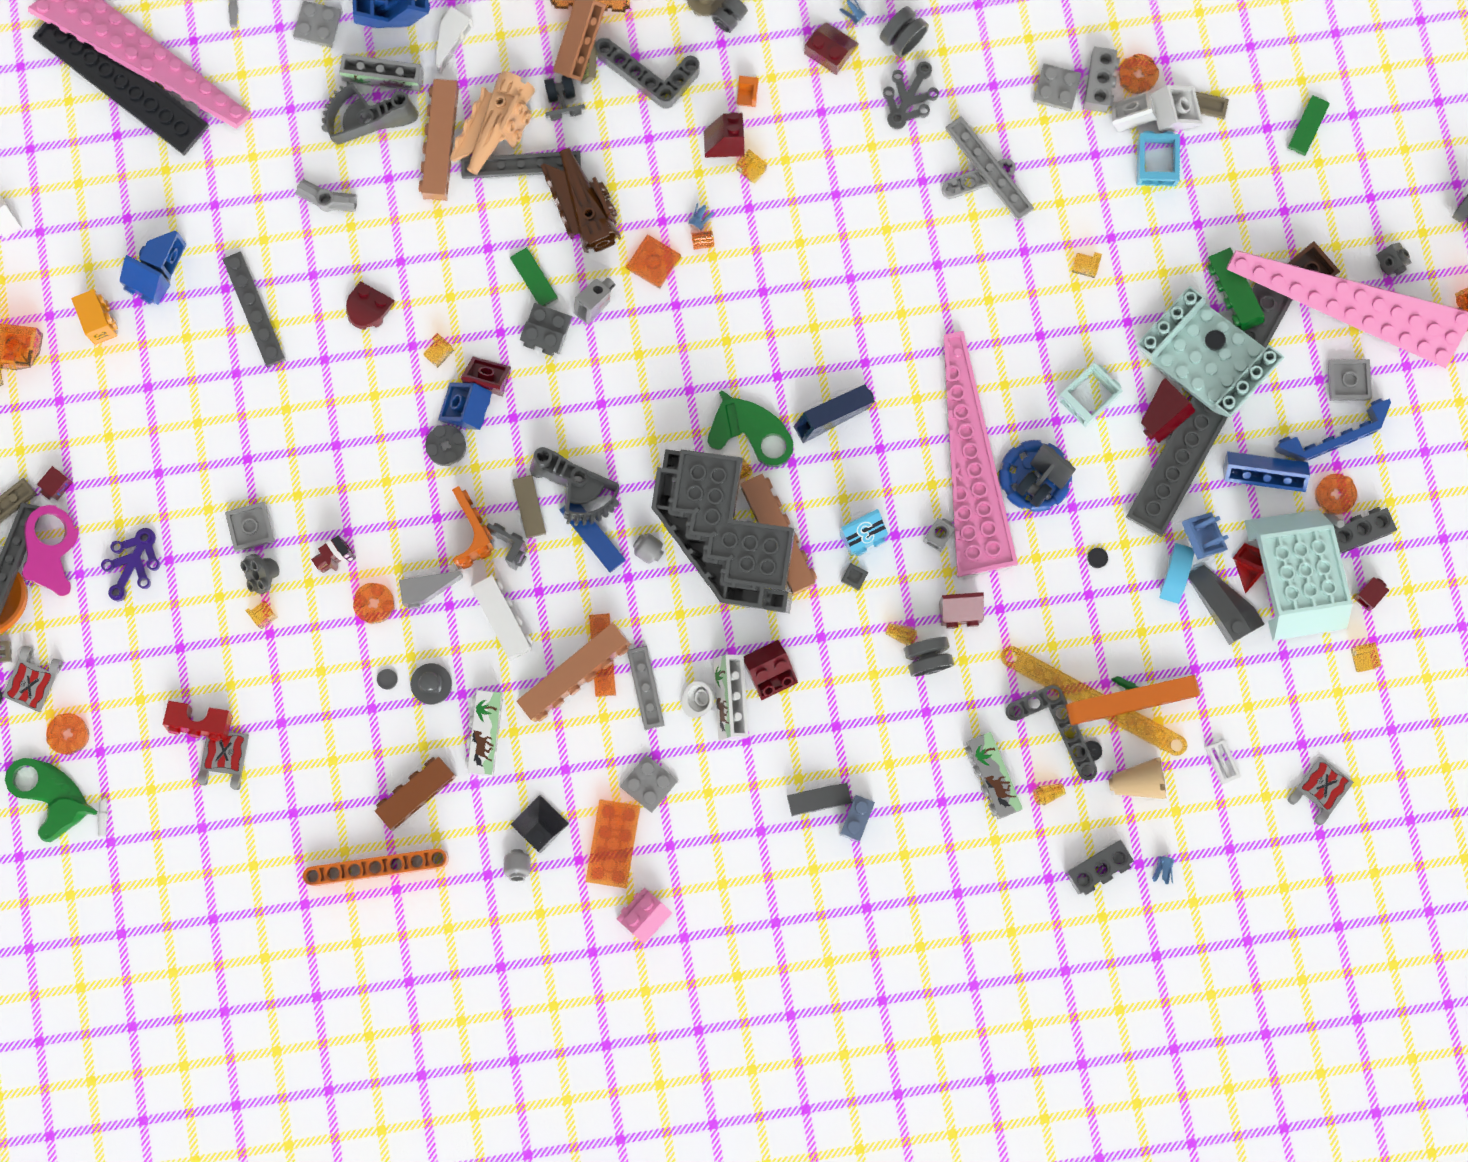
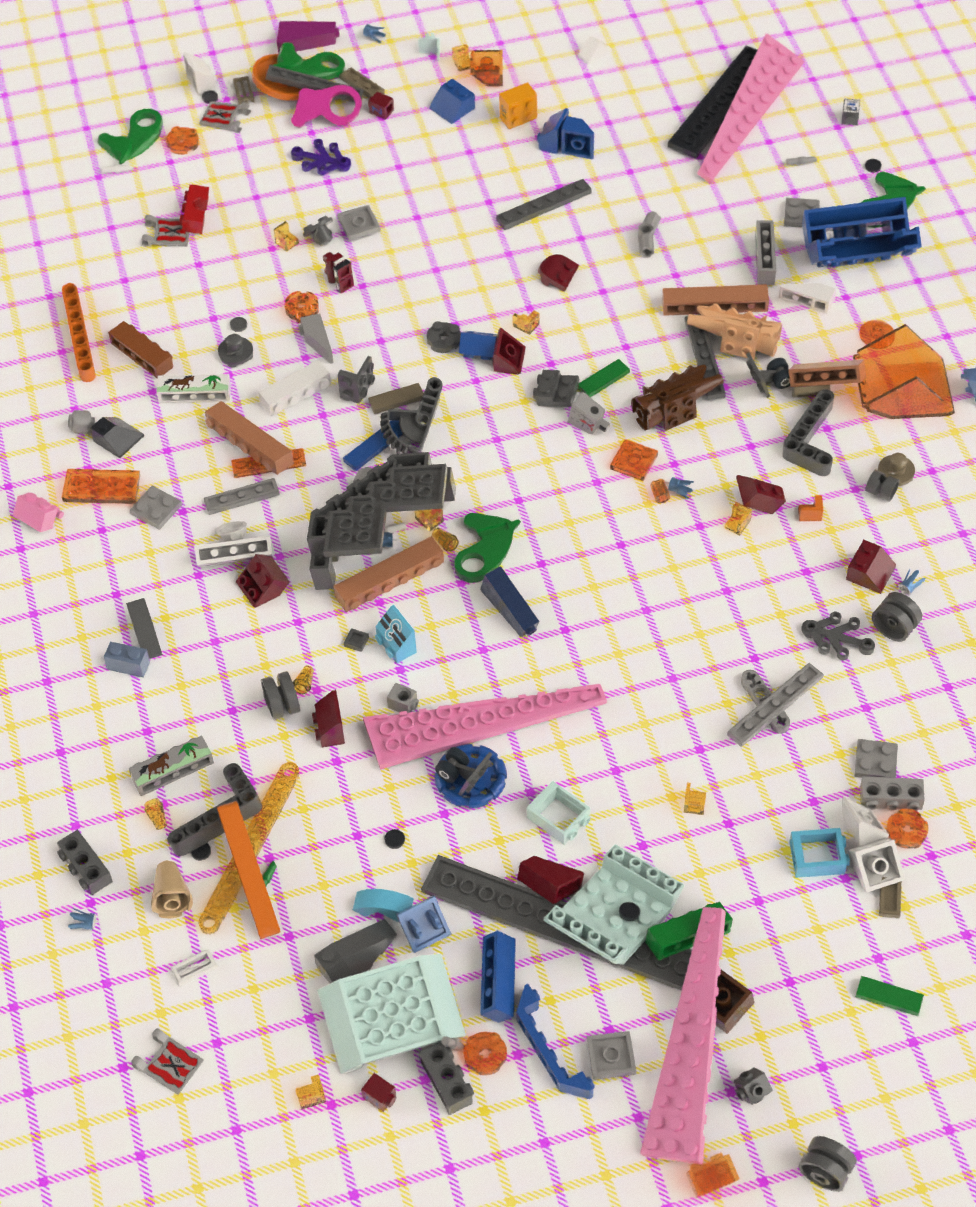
camera: 85 degrees right, 25 degrees down
(64, 396) = (453, 101): none -> blue slope
(387, 114) = (724, 243): dark grey arm -> none
(481, 545) = (383, 352): orange bracket -> none

